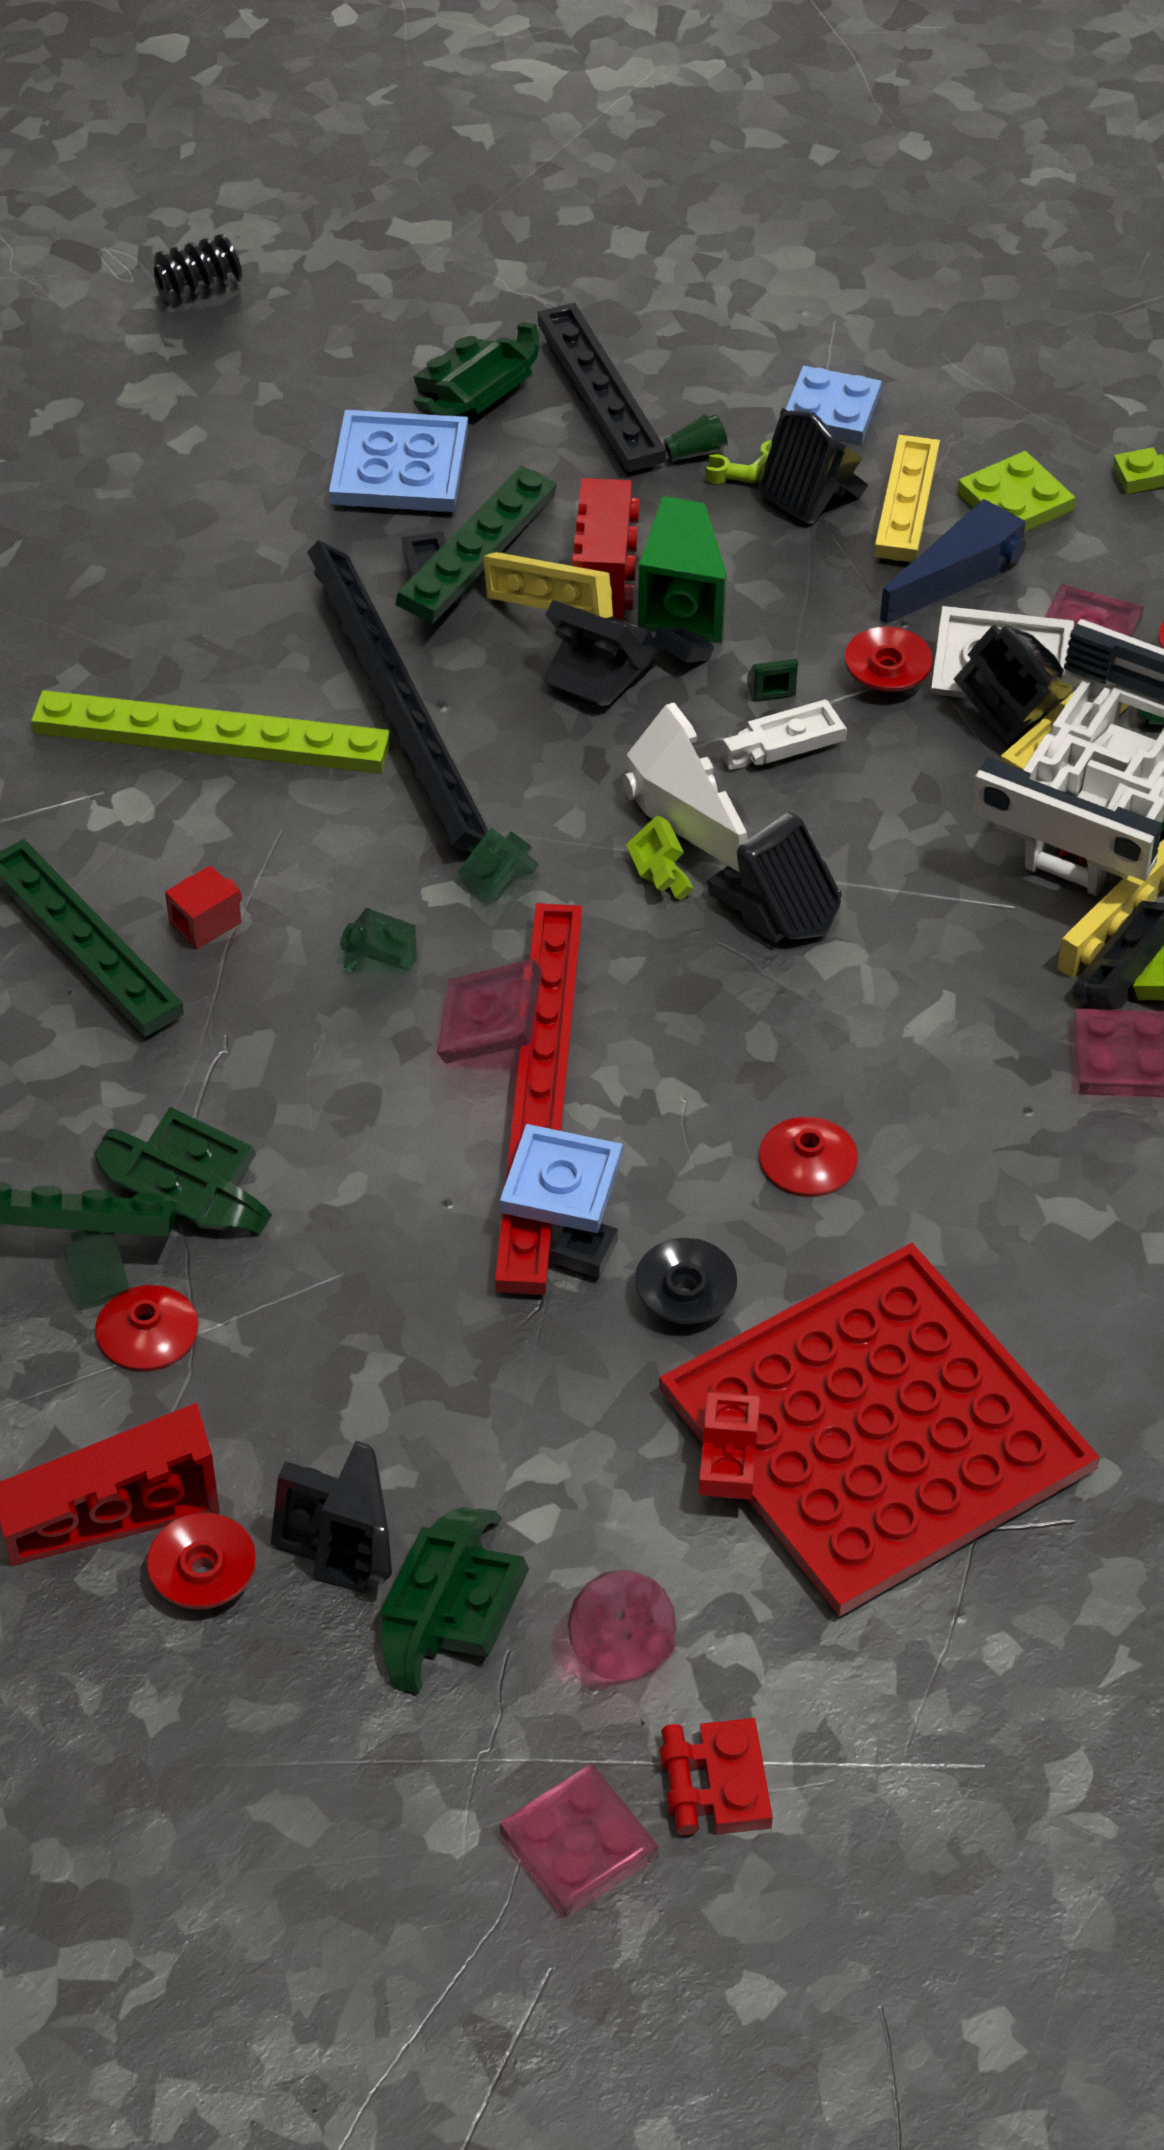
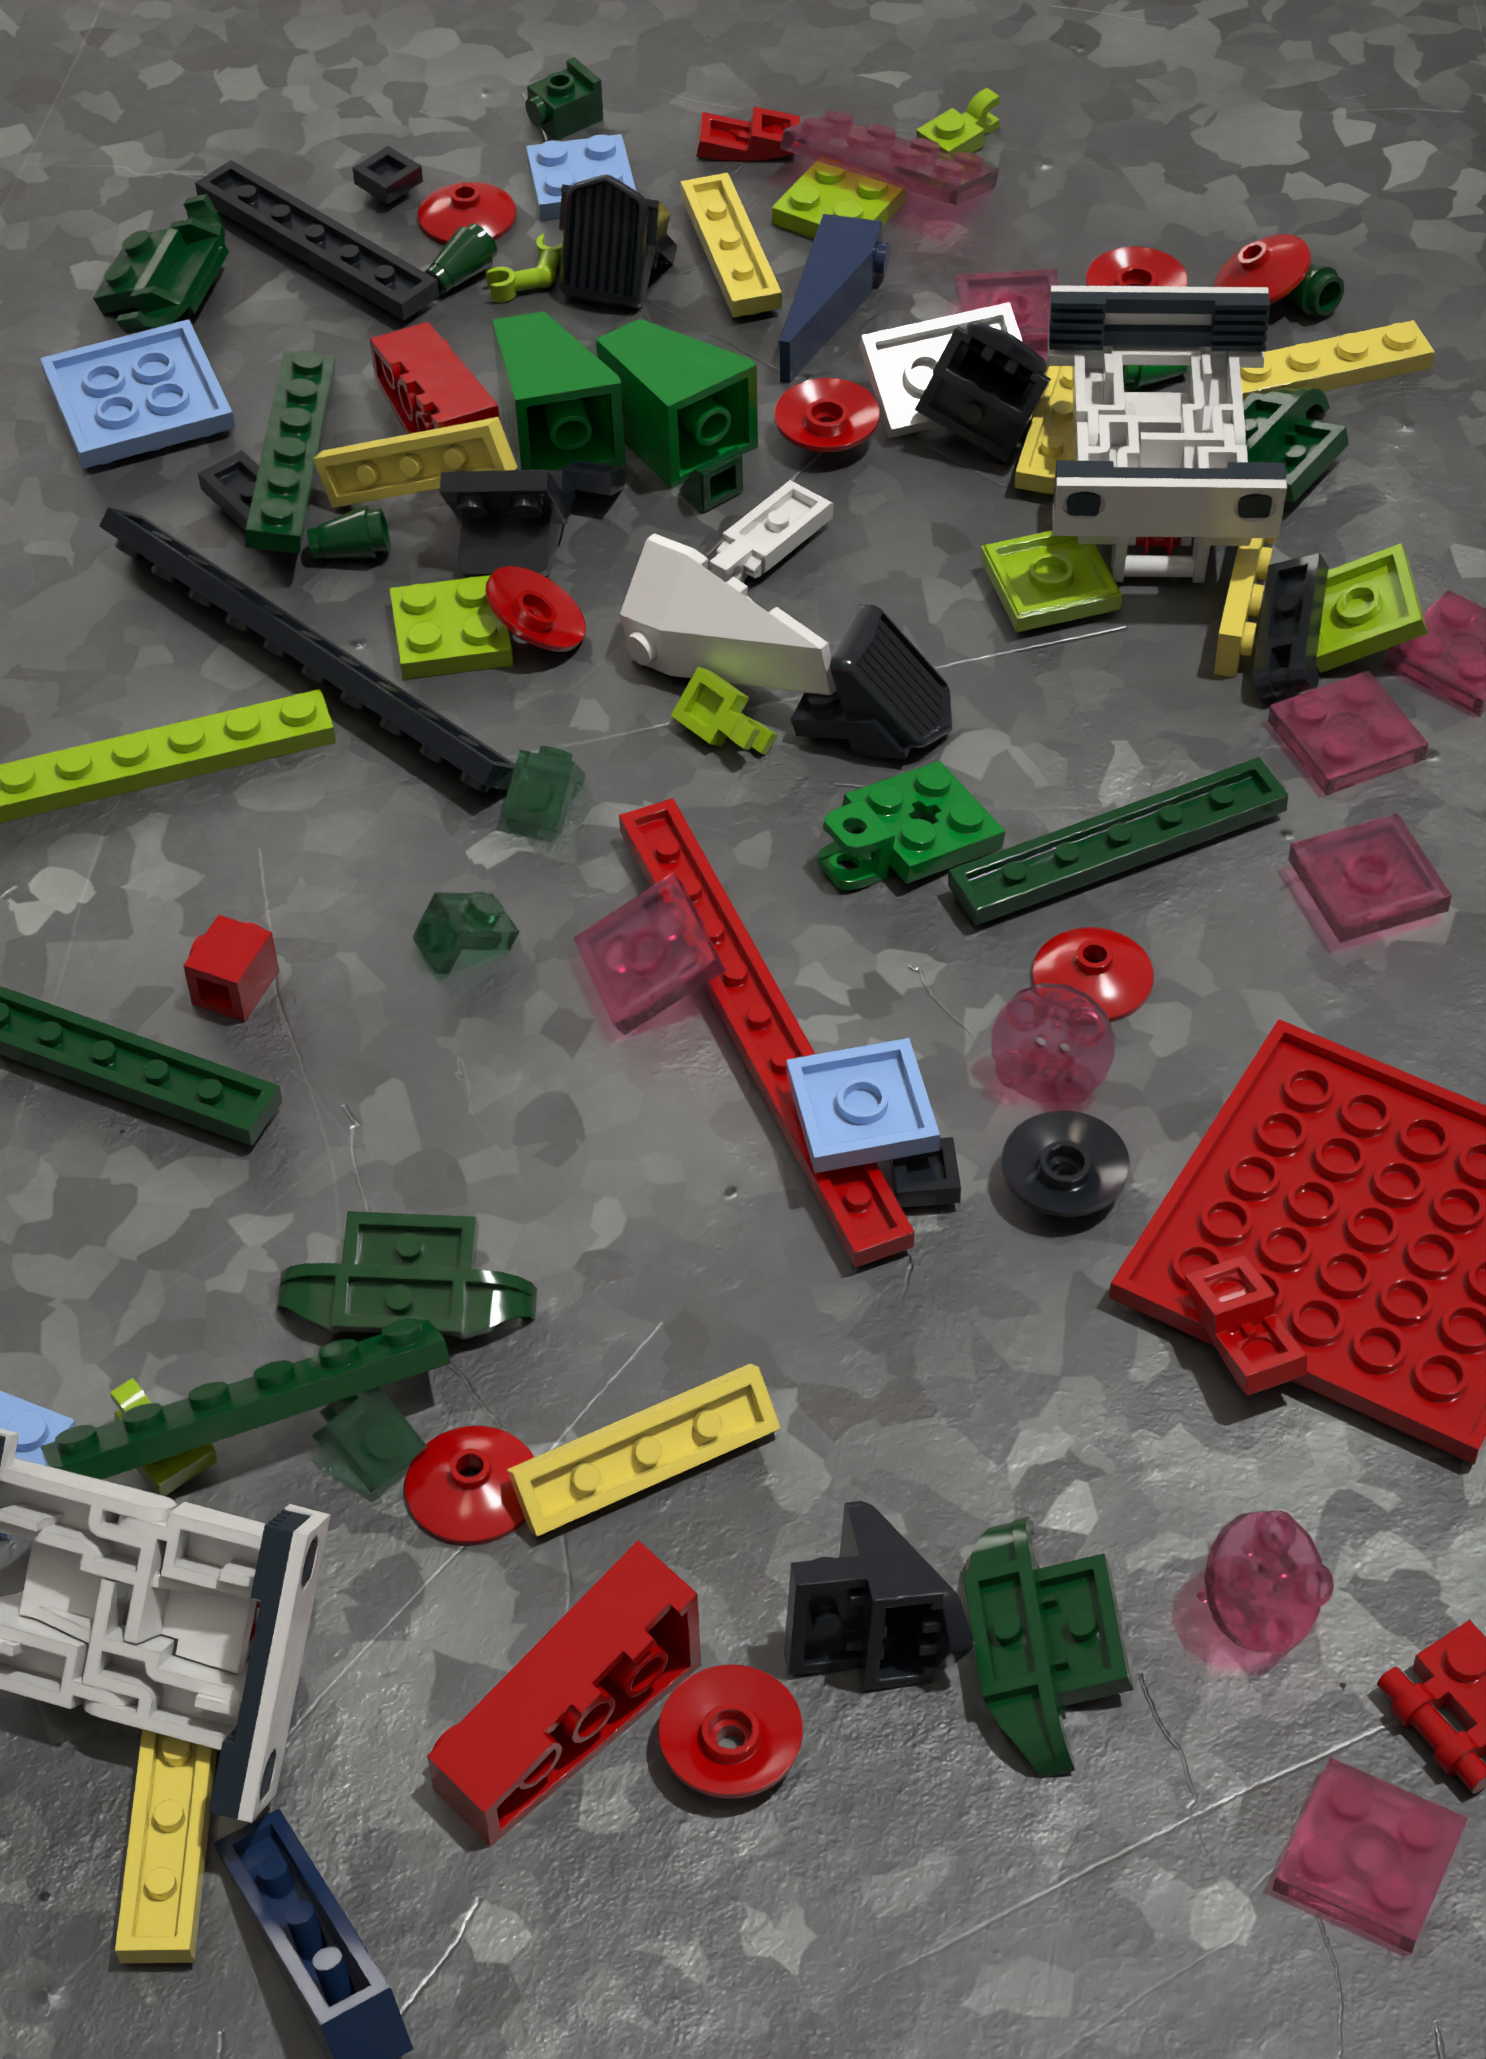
camera: 25 degrees left, 0 degrees up
(267, 1351) = (643, 1449): none -> light yellow plate
(483, 624) = (351, 536): none -> dark green cone
(513, 718) = (448, 628): none -> lime plate
(575, 727) = (535, 608): none -> red dish
(685, 353) = (387, 174): none -> black plate
(721, 994) = (885, 834): none -> green plate
(735, 400) = (465, 204): none -> red dish
(745, 1195) = (1046, 1070): none -> clear pink plate
(776, 605) = (680, 397): none -> green slope
(855, 339) = (565, 100): none -> dark green brick
(890, 1064) = (1116, 841): none -> dark green plate
(971, 851) = (1049, 579): none -> lime plate
(987, 420) = (743, 140): none -> red slope
(1059, 1167) = (1369, 877): none -> clear pink plate
(1074, 472) = (891, 159): none -> clear pink plate

